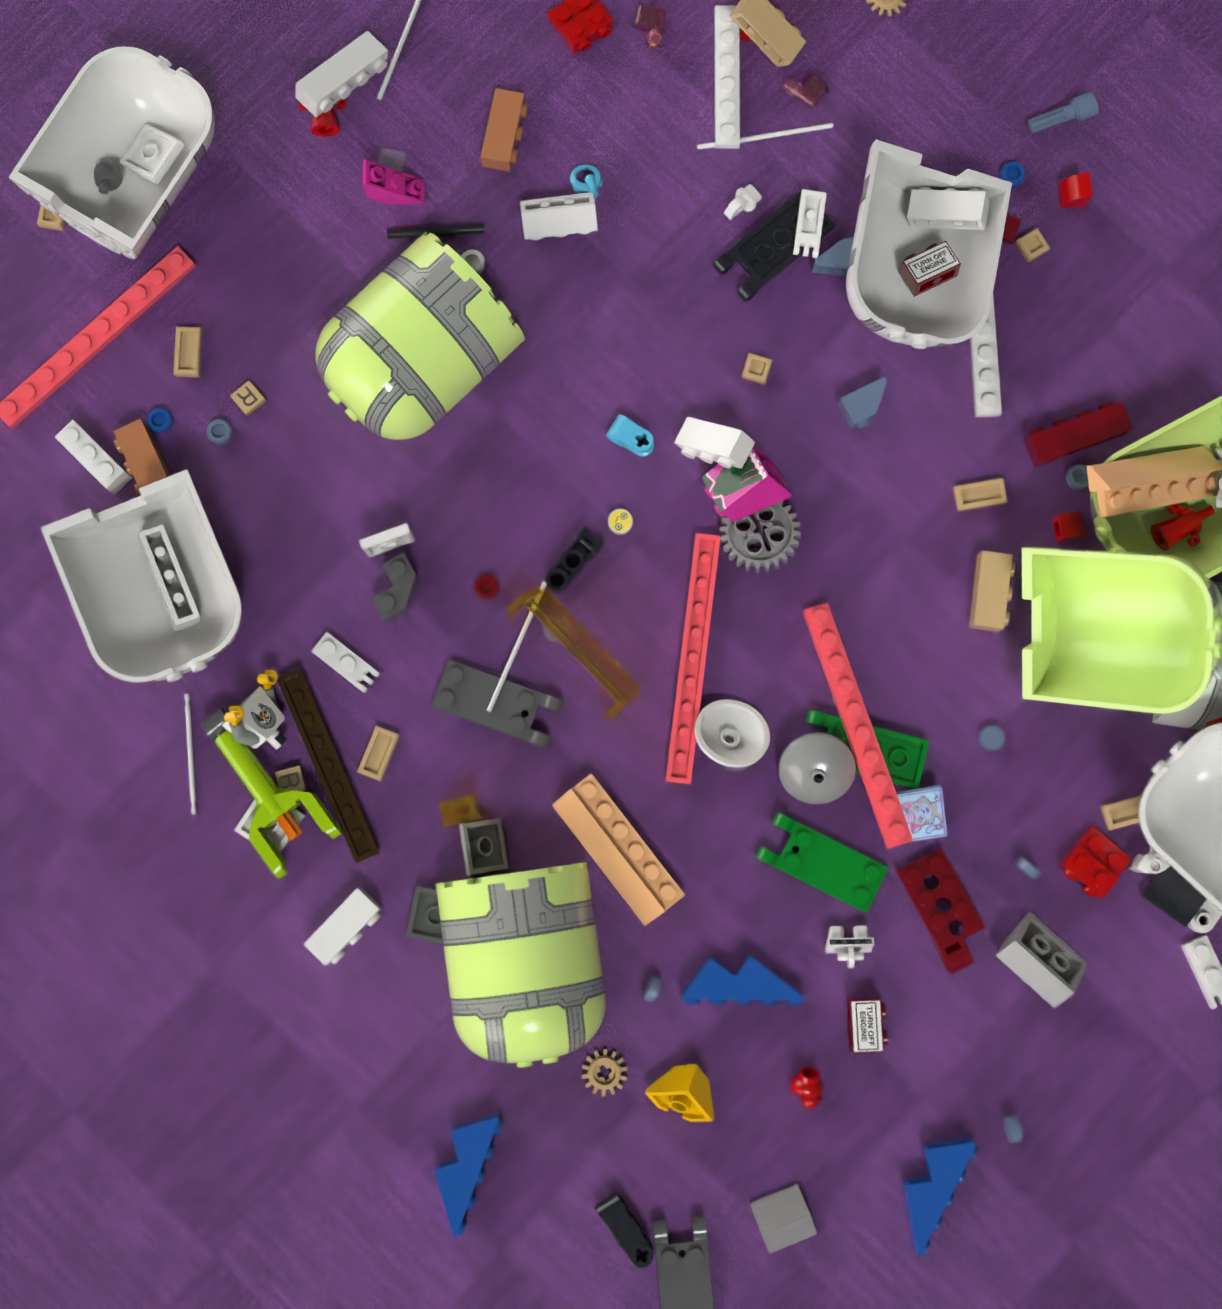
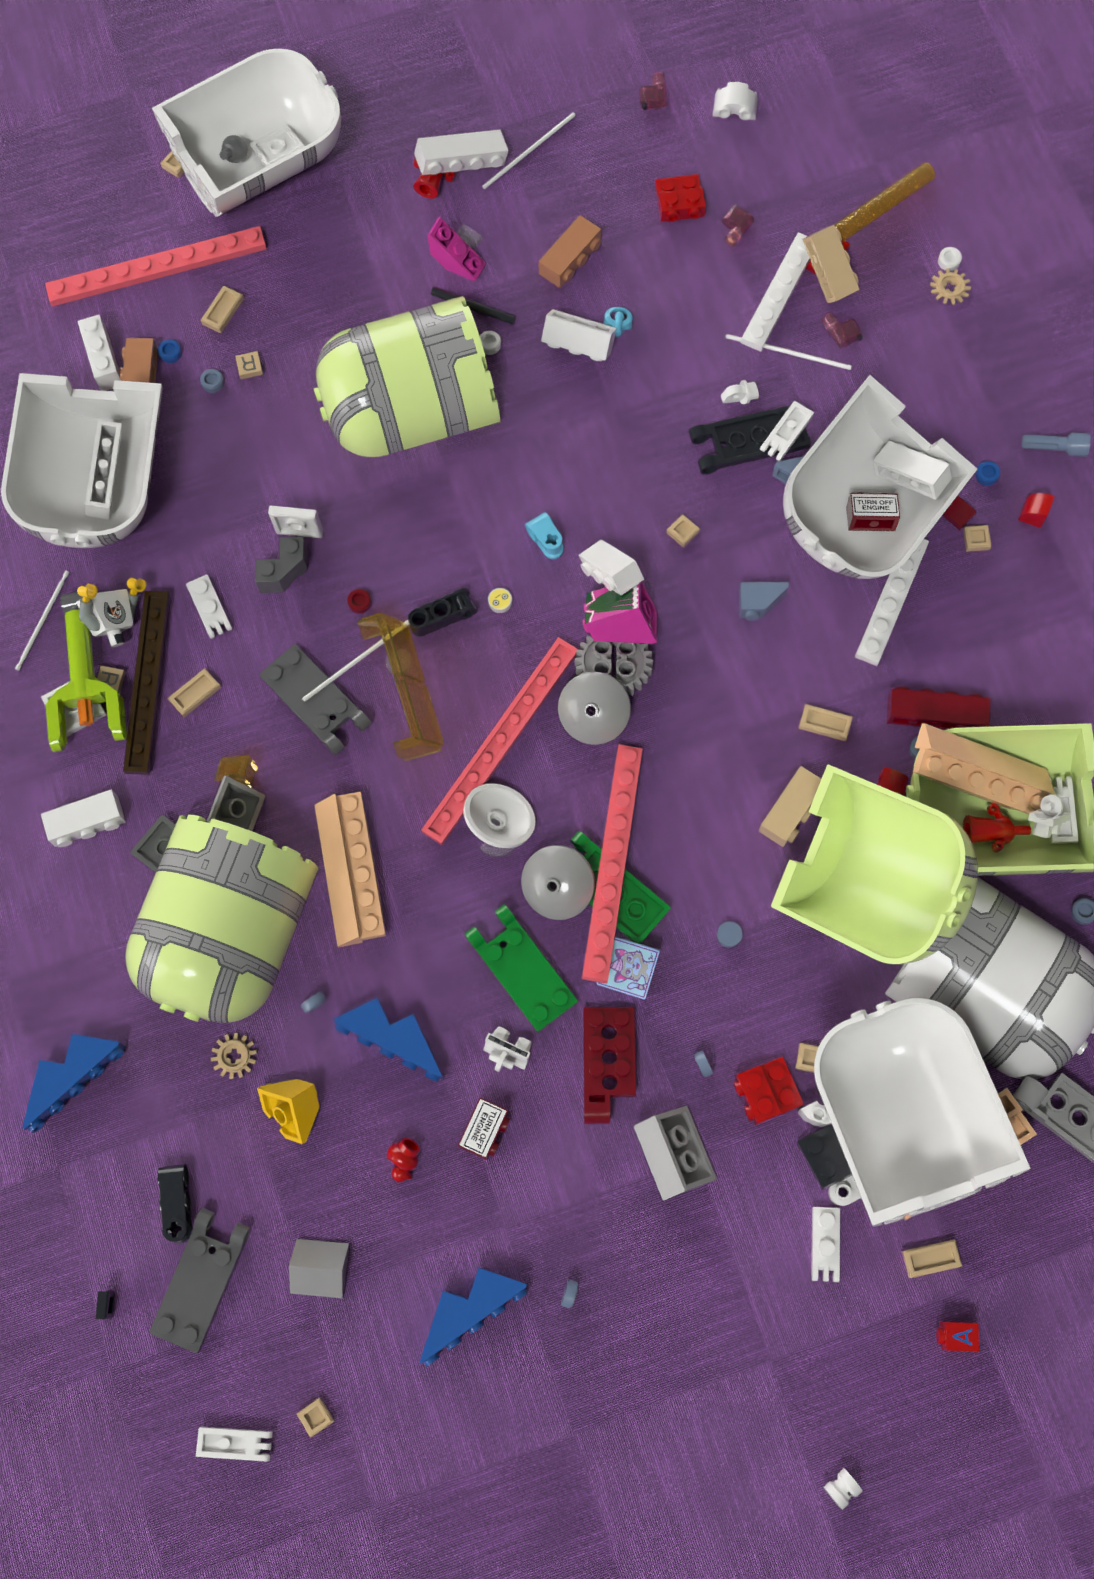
camera: 30 degrees right, 10 degrees down
(762, 572) = (608, 699): none -> light grey dish

